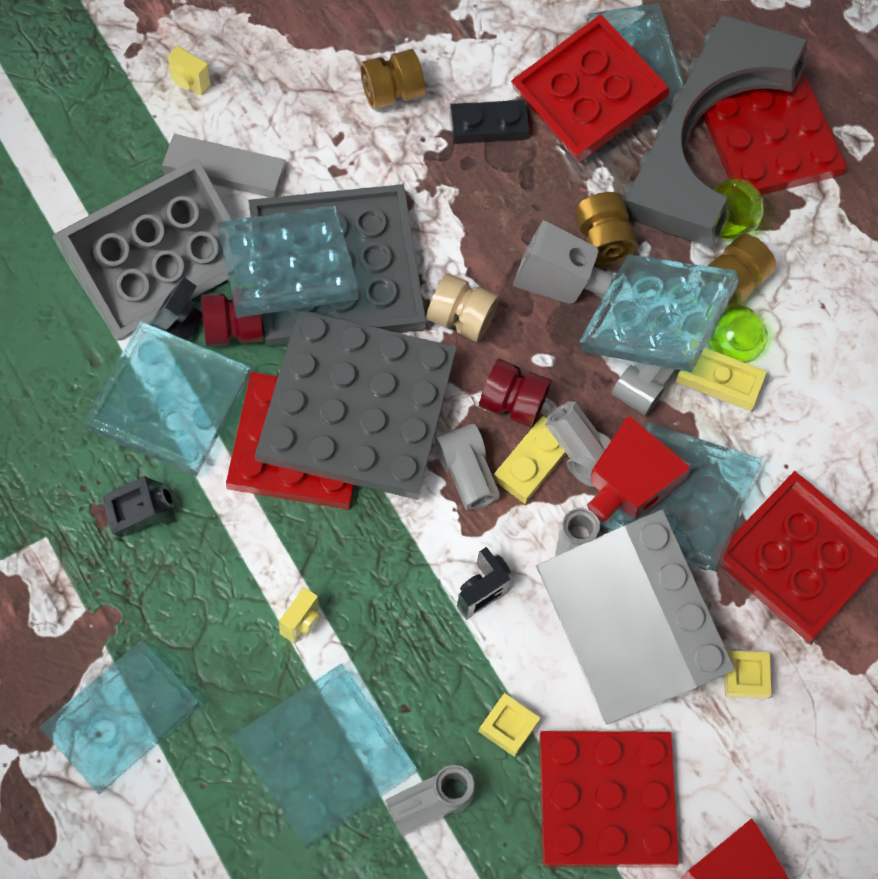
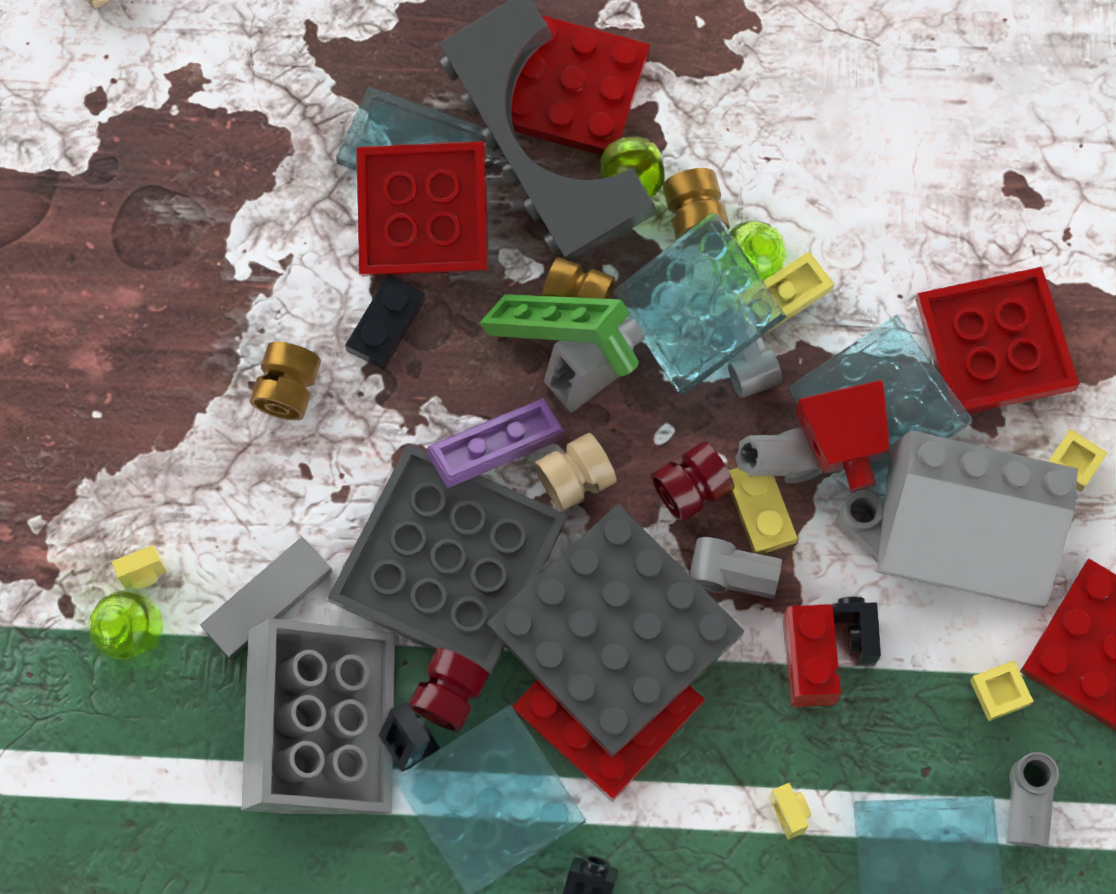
camera: 50 degrees left, 5 degrees up
(142, 89) = (125, 625): none -> clear neon green hair
(287, 261) = (434, 602): clear light blue plate -> none
(435, 559) = (811, 655): none -> red brick
(447, 242) = (495, 442): none -> medium lavender tile
(571, 223) = (565, 320): none -> bright green piece

